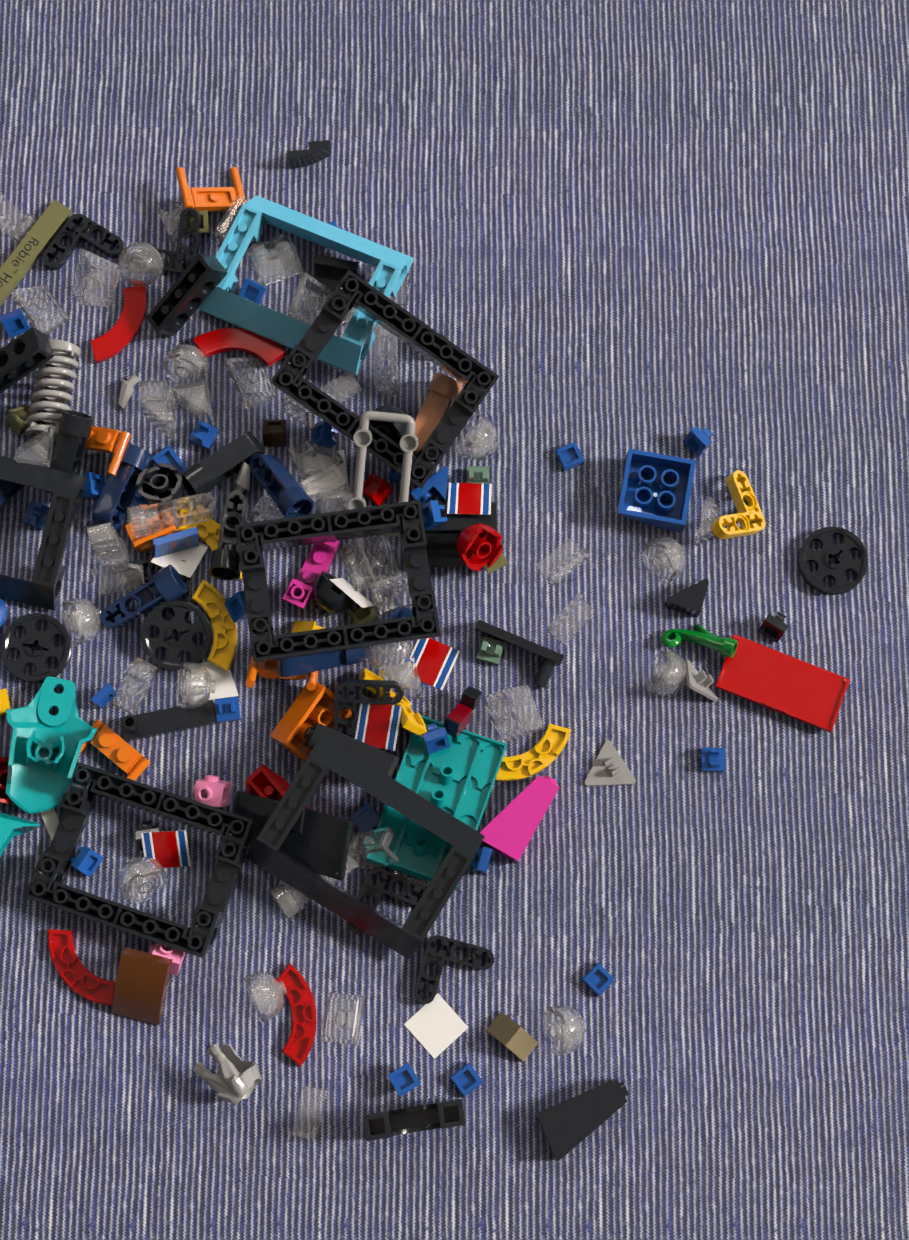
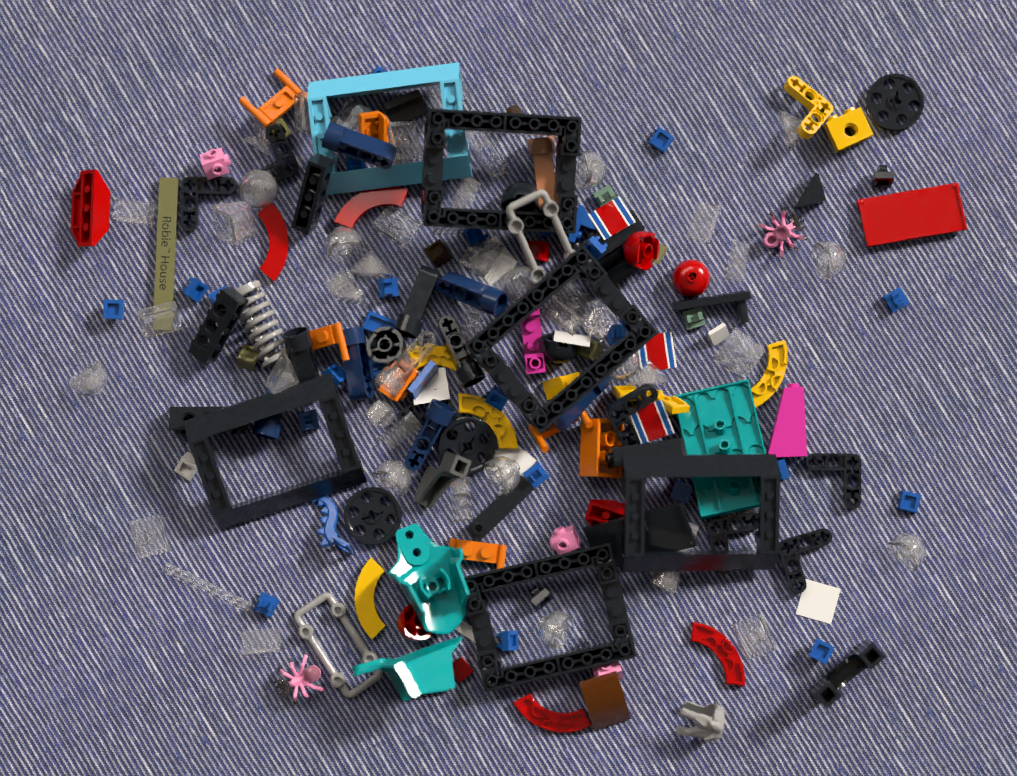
camera: 25 degrees left, 10 degrees up
(18, 860) = (461, 669): none -> red slope
(40, 308) = (206, 267): clear slope -> none
(105, 695) = (444, 520): blue tile -> none
(115, 216) = (215, 163): none -> bright pink brick
(125, 649) = (438, 480): none -> dark grey arch
(126, 390) = (310, 289): light grey bar -> none
(167, 847) = (559, 597): sticker -> none
(243, 478) = (439, 304): light grey bar -> none
(260, 274) = (359, 146): none -> dark blue beam
(266, 994) = (692, 654): clear cylinder -> none
(285, 273) = (374, 125): none -> orange bracket
(310, 1112) = (771, 712): clear panel -> none
(317, 151) = (329, 21): black slope -> none
(371, 848) = (703, 509): clear panel -> none
(435, 739) = (698, 407): blue tile -> none
(461, 714) = (703, 376): piece -> none
(466, 1079) = (861, 624): blue tile -> none
(505, 680) = (718, 334): none -> white slope
(512, 1036) = (874, 576): dark tan slope -> none
(513, 618) = (682, 282): none -> red cylinder
(549, 897) = (842, 466): none -> black beam
(579, 1116) = (953, 601): black slope -> none
(609, 769) = (827, 350): light grey piece -> none
(634, 617) = (782, 232): none -> animal
(656, 489) = (740, 128): blue slope -> none
(664, 558) = (776, 175): clear cylinder -> none
(698, 440) = (747, 72): blue tile -> none
(700, 682) = (855, 250): light grey piece -> none
(704, 638) = (837, 216): green plant -> none
(775, 547) = (852, 119): none -> yellow brick

